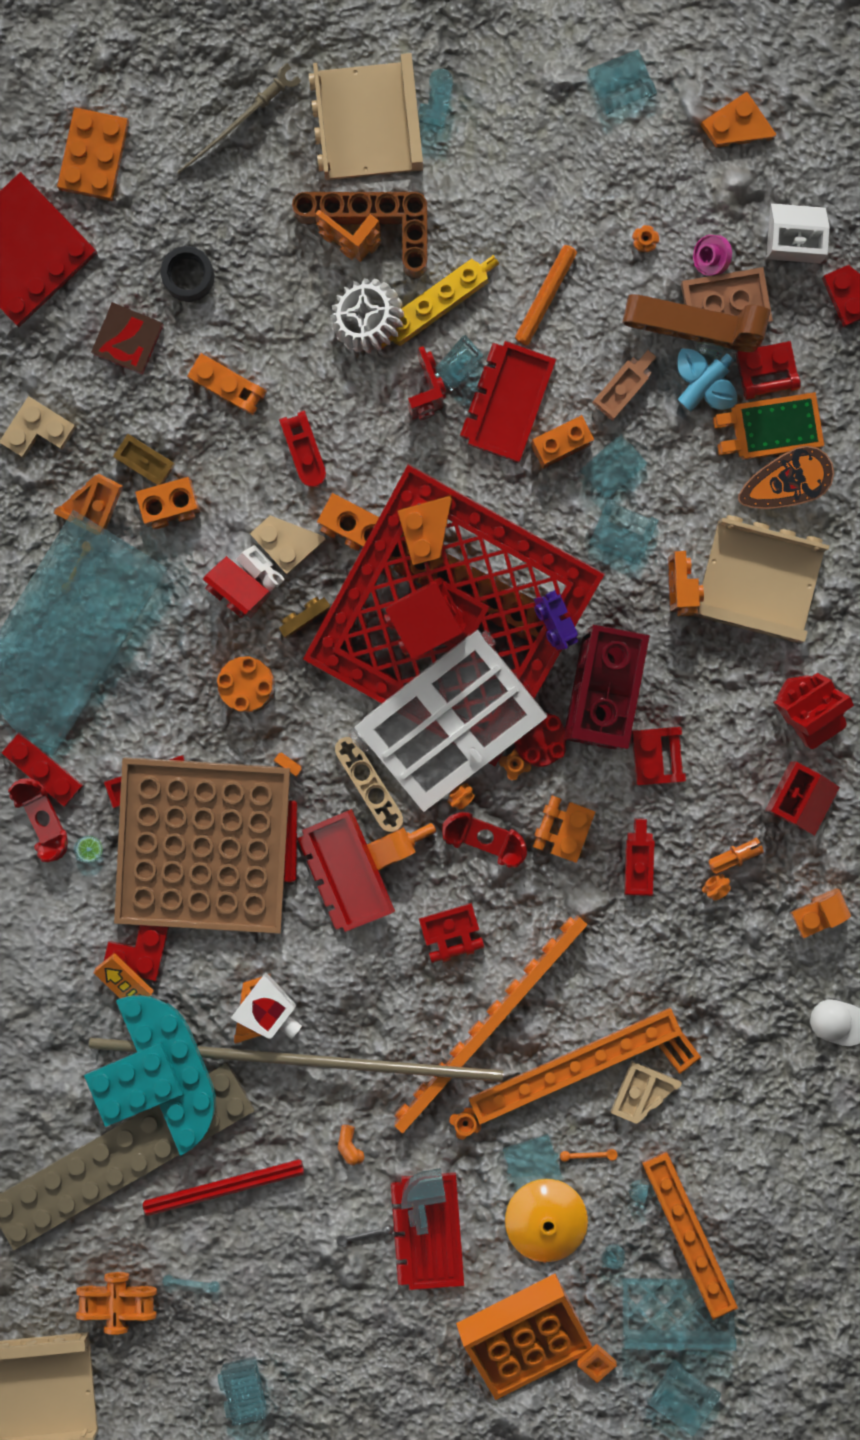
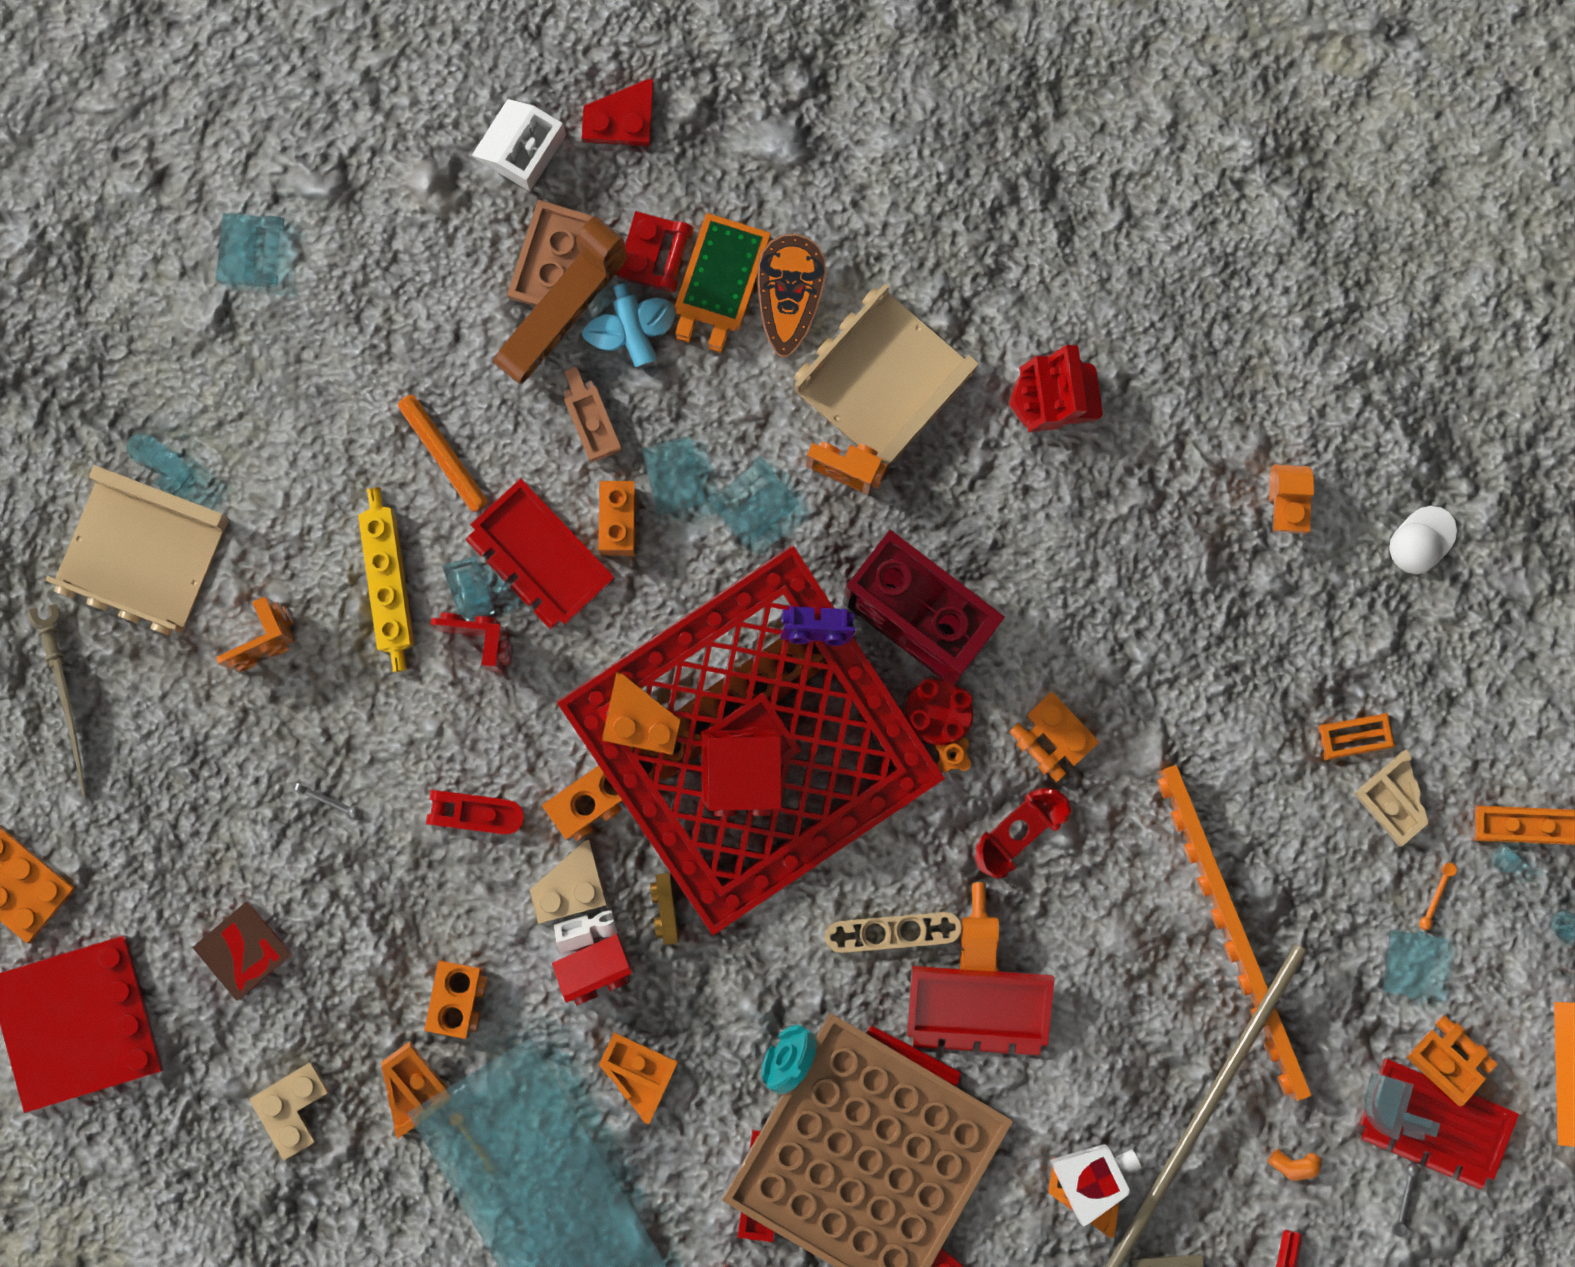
camera: 55 degrees left, 5 degrees down
(144, 460) = (392, 1002): pearl gold plate -> none
(182, 253) = (179, 838): black tyre -> none
(182, 656) = (638, 1073): none -> orange wing
(225, 383) = (353, 864): orange plate -> none
(243, 757) = (790, 1060): none -> teal tile
(246, 684) = (708, 1015): orange brick -> none
(261, 365) = (353, 812): none -> flat silver hinge
(284, 761) = (821, 1014): orange tile -> none
(374, 201) = (237, 592): dark orange beam -> none
(374, 321) = (348, 685): white gear -> none
(449, 720) = (867, 803): door -> none
(450, 924) = (1098, 923): red plate -> none
(460, 796) = (959, 834): orange plate -> none
(461, 1130) = (1342, 1023): orange plate -> none
(470, 1220) = (1448, 1068): none -> orange plate
(541, 1203) = (1466, 980): light orange dish -> none
(575, 1065) = (1328, 860): orange plate -> none
(639, 860) = (1131, 670): red hinge -> none
(649, 756) = (1021, 600): red plate -> none
(650, 244) = (438, 320): orange plate -> none
(712, 255) = (495, 247): dark pink plate -> none
(717, 887) = (1204, 599): orange plate -> none
(735, 856) = (1179, 561): orange axle -> none
(738, 123) = (363, 146): orange wing -> none
(802, 797) = (1151, 453): red slope -> none

